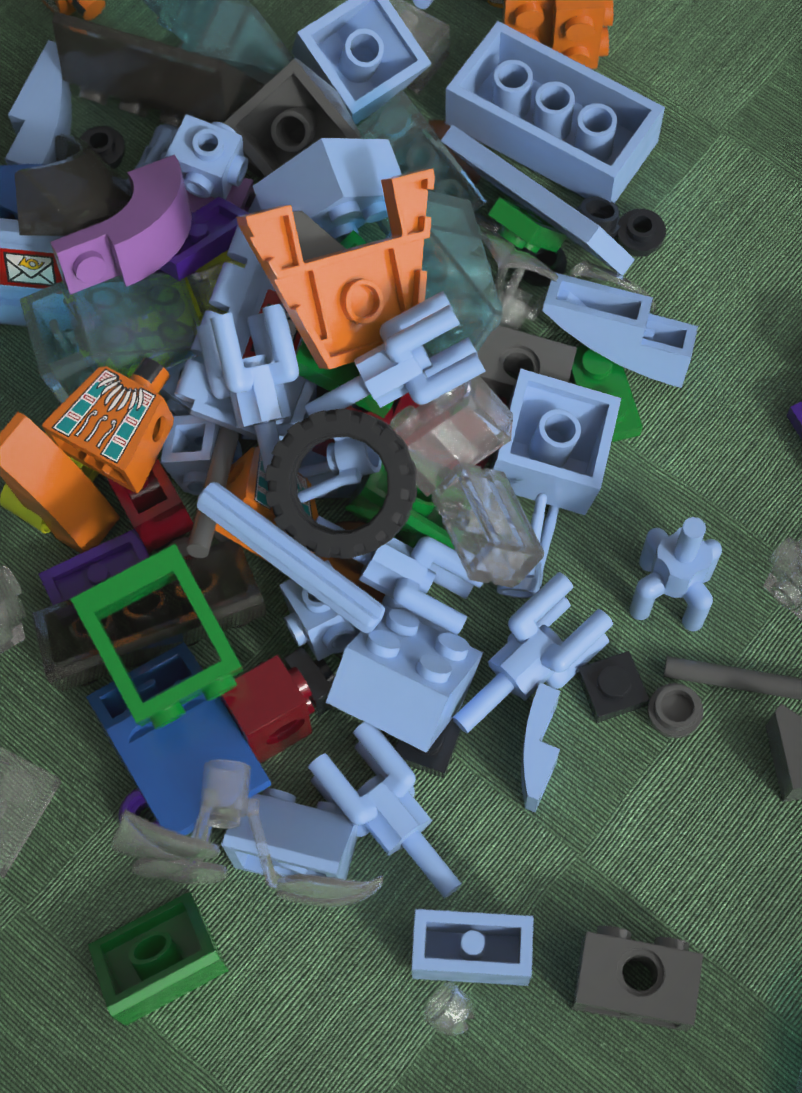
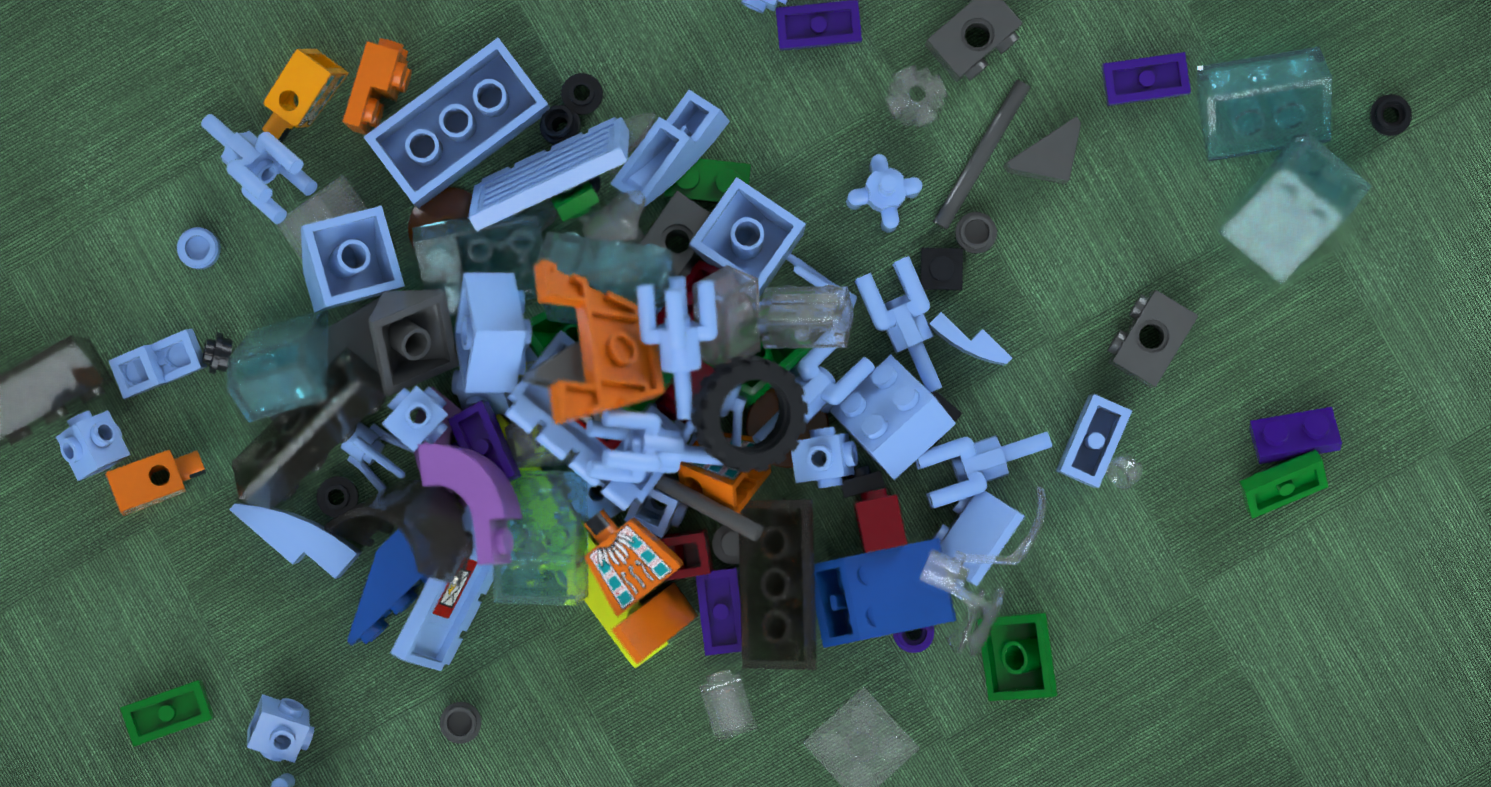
camera: 70 degrees left, 20 degrees up
(131, 586) = (780, 586): green window -> none
(290, 557) = (789, 469): light blue axle -> none

